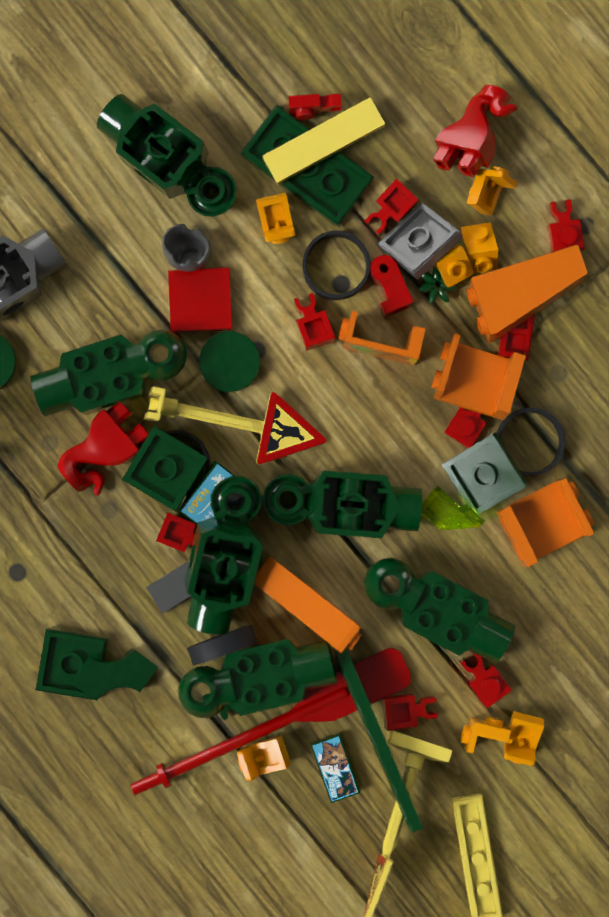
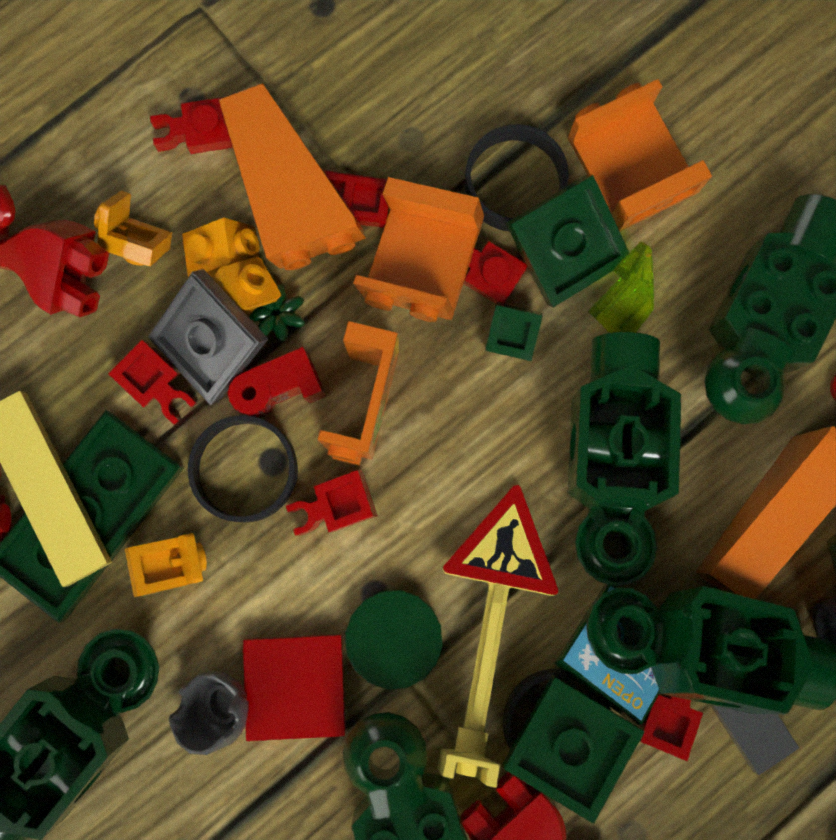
camera: 90 degrees left, 5 degrees down
(426, 438) = (513, 331): none -> dark green tile

